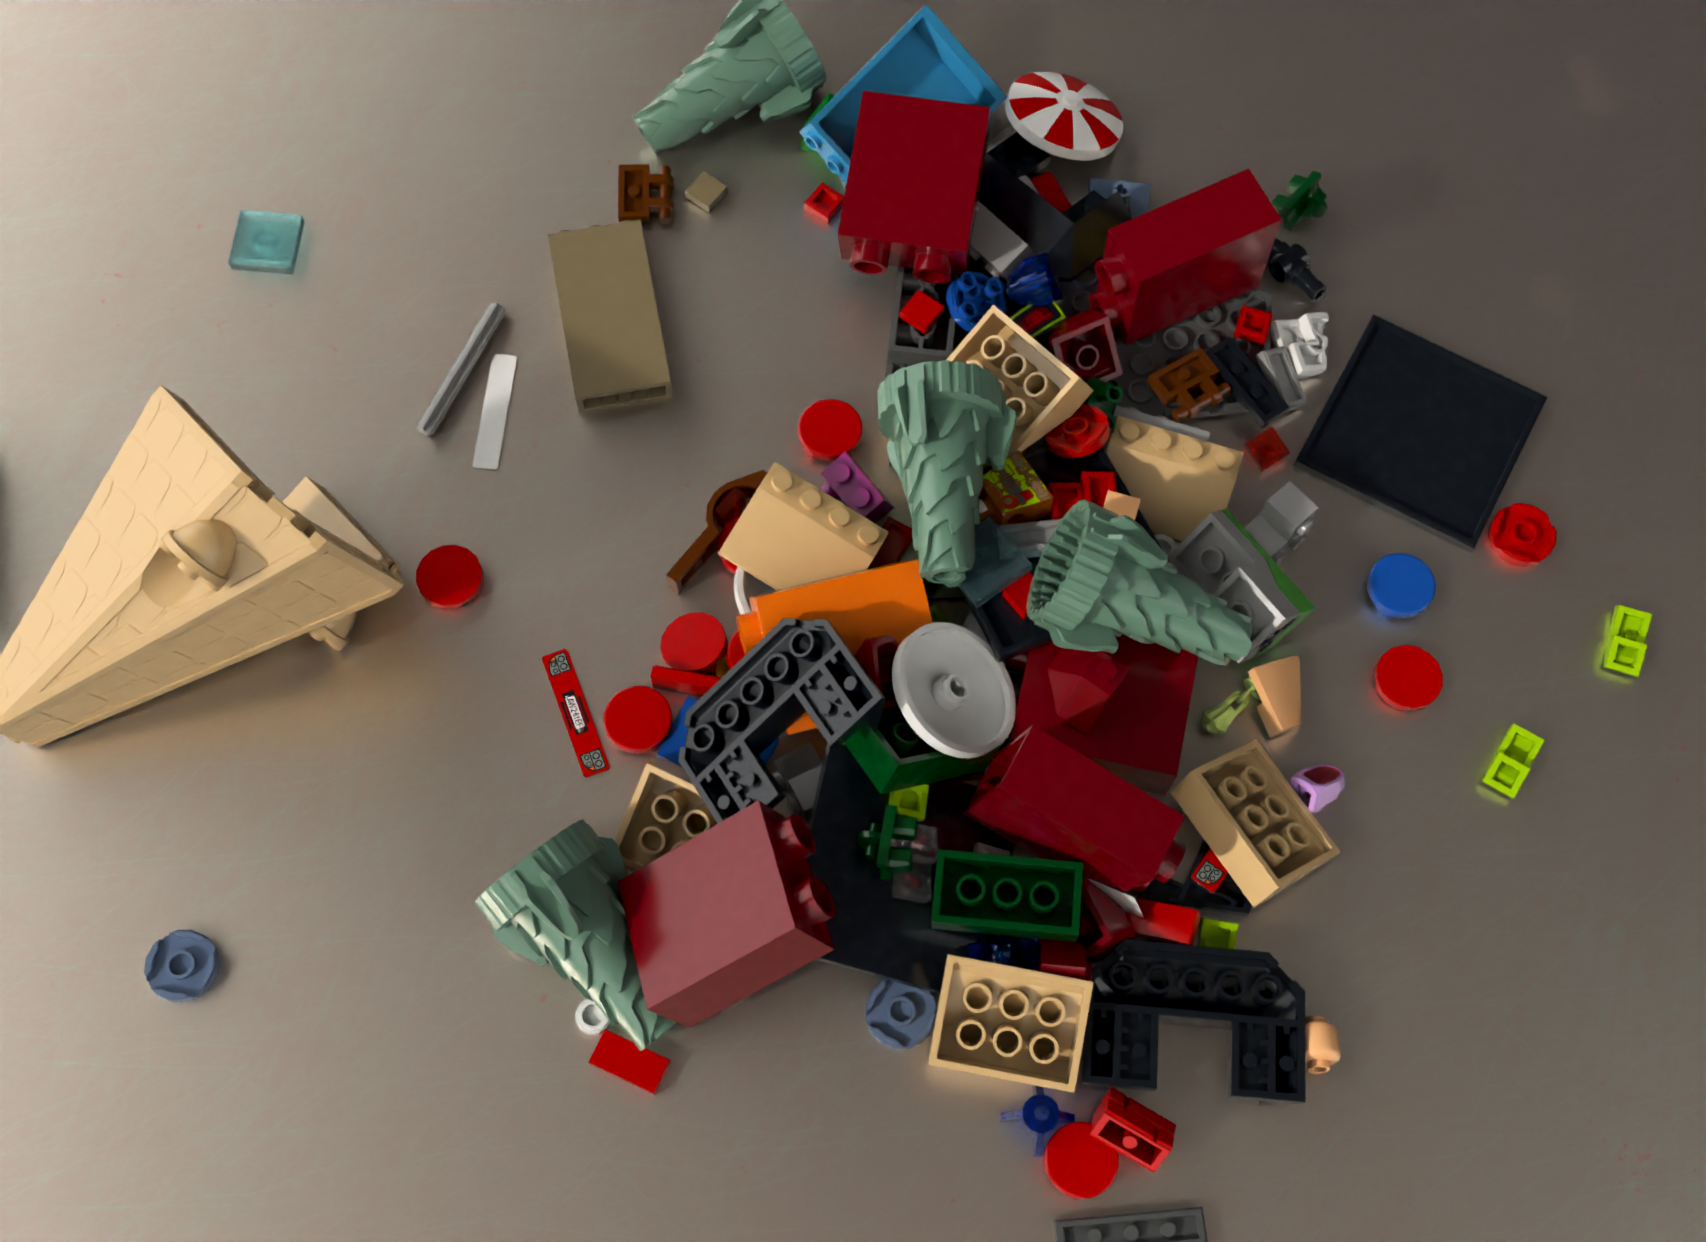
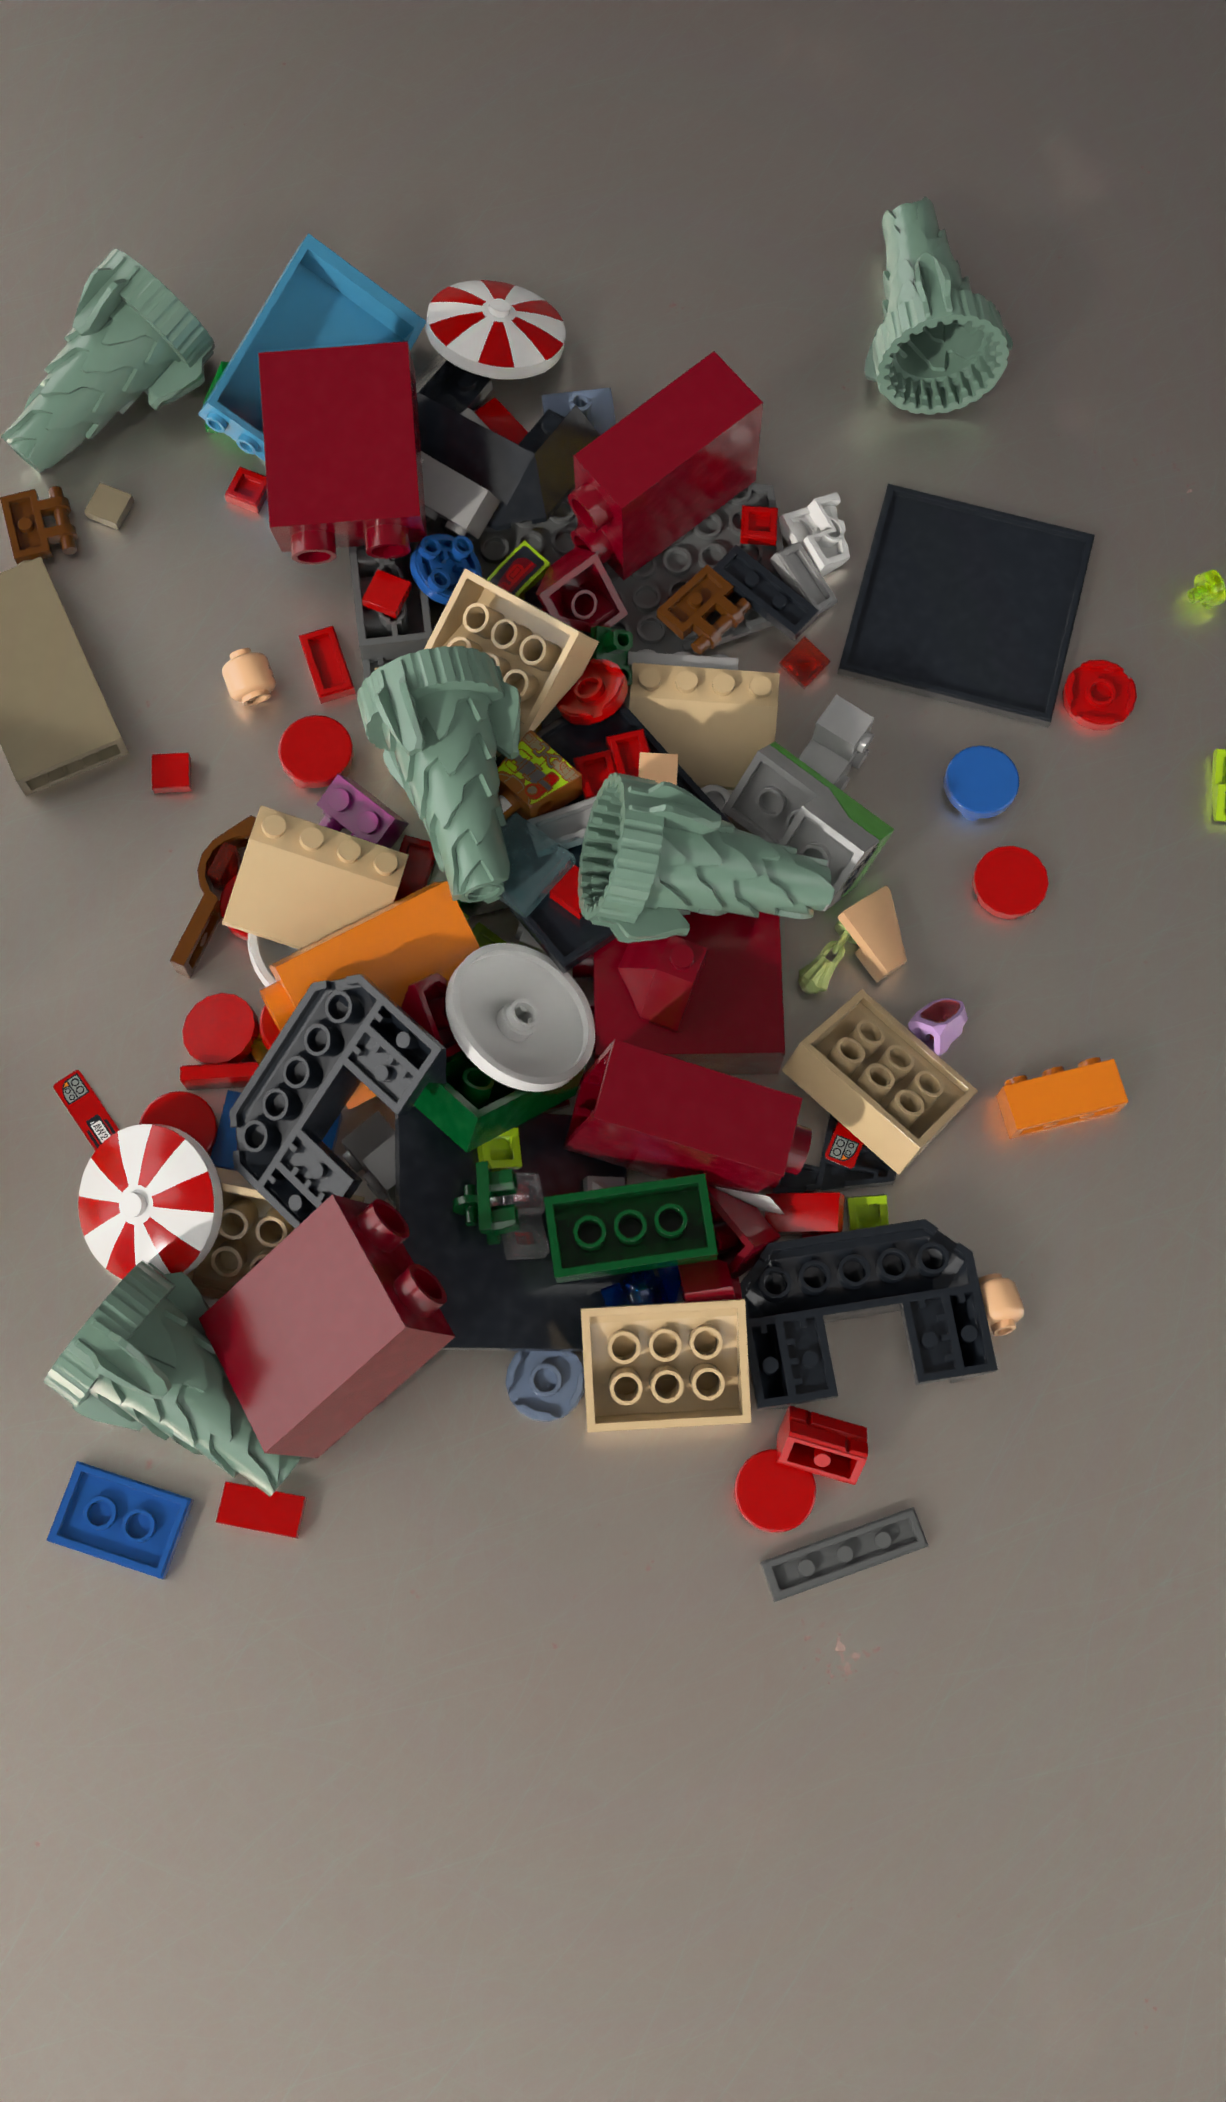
camera: 15 degrees left, 5 degrees up
(508, 1040) = (120, 1520): none -> blue tile
(591, 1018) = (206, 1474): white tile -> none
(602, 770) = (151, 1200): none -> dish
(704, 420) = (171, 773): none -> red tile
(788, 355) = (248, 677): none -> light nougat head
(856, 360) = (327, 664): none -> red tile
(1033, 282) = (505, 531): clear blue brick -> none
(1034, 1126) = (716, 1468): clear blue brick -> none
(1292, 265) = (787, 447): black pin -> none
(1304, 202) = (786, 370): dark green hips -> none
(1414, 876) = (1061, 1097): none -> orange brick
(1444, 199) = (936, 336): none -> sand green cone
(1512, 760) = (1139, 946): lime slope -> none
(1640, 465) = (1208, 589): none -> clear neon green tile

